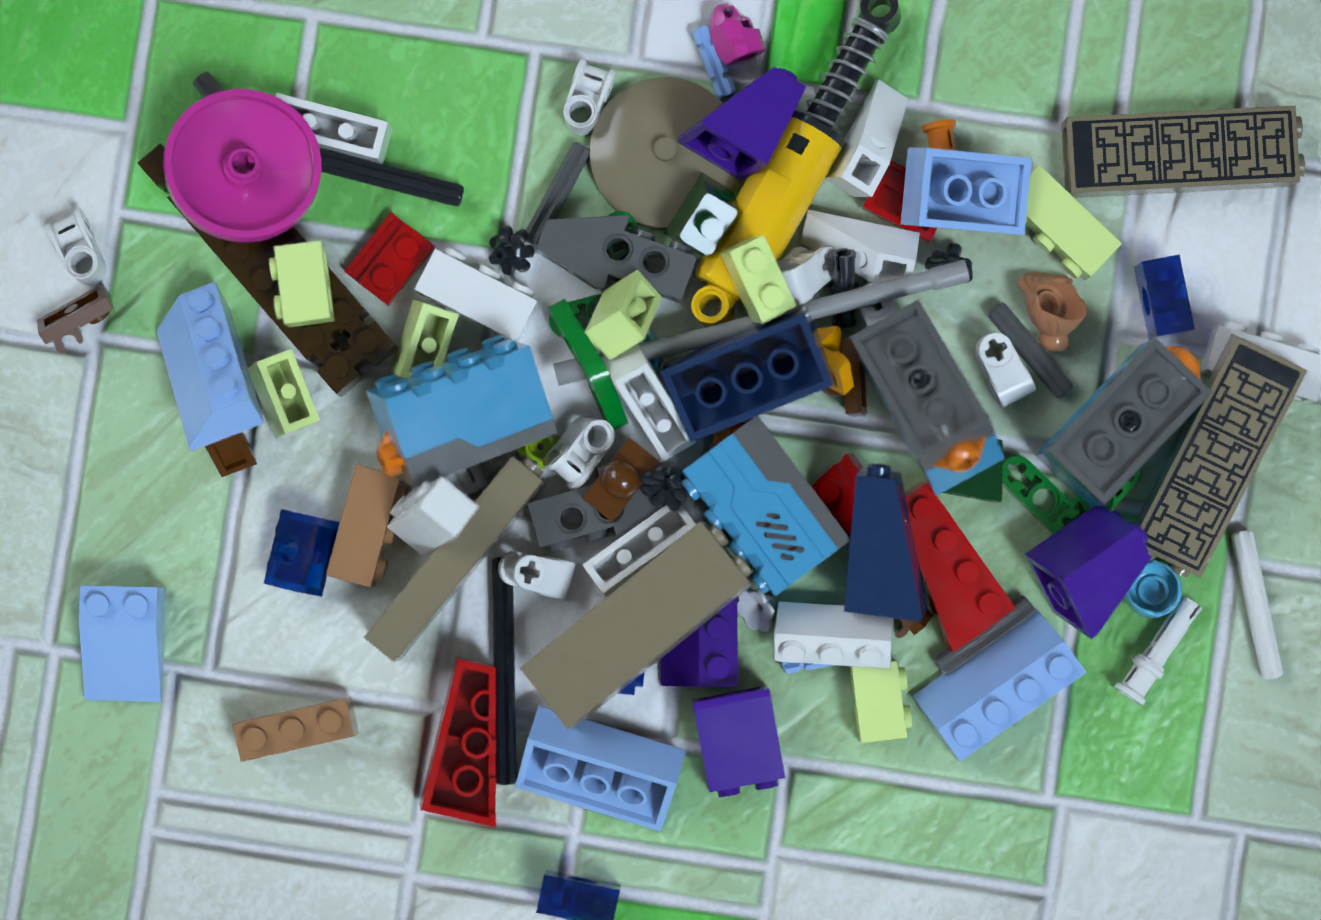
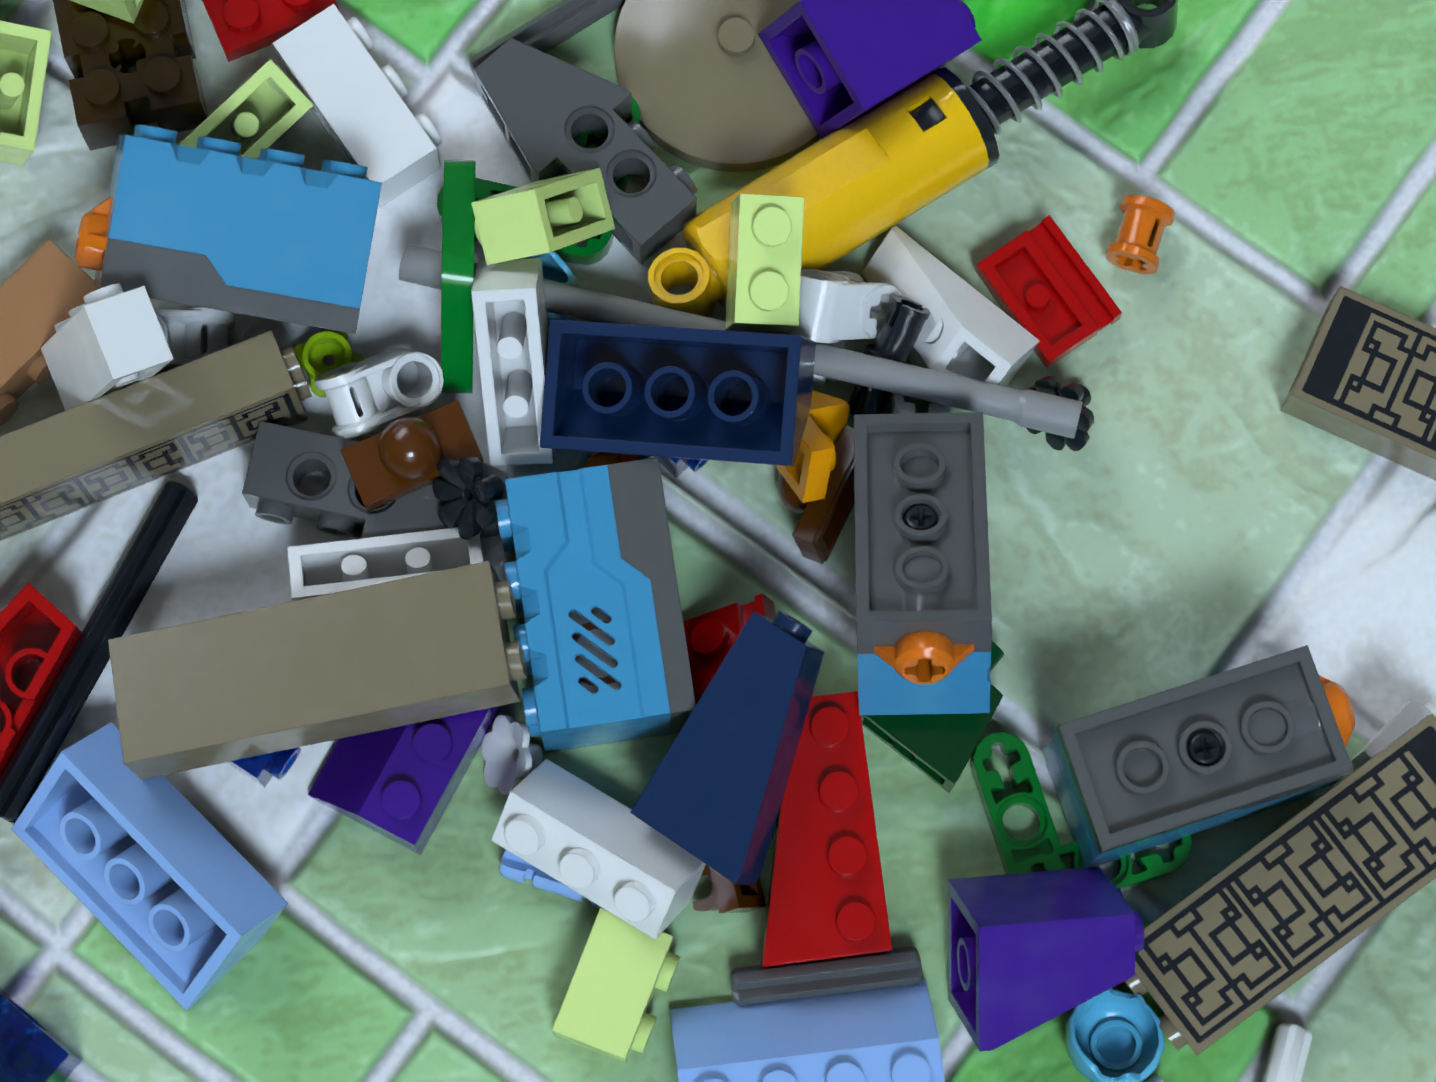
camera: 25 degrees right, 10 degrees down
(511, 251) = (440, 69): black plant -> none
(540, 574) = (226, 539): white piece -> none
(703, 216) = (738, 153): torso -> none
(739, 740) = (373, 928): dark purple slope -> none
(869, 142) = (1033, 179): white slope -> none
(966, 190) = (1138, 308): light blue slope -> none
(1005, 377) = (1059, 609): white piece -> none
(1030, 350) = (1115, 596): dark grey axle -> none
(1052, 307) = (1178, 549): nougat hair -> none
(1067, 227) = (1254, 437): yellowish green brick -> none
(1164, 297) = (1355, 616): clear blue brick -> none

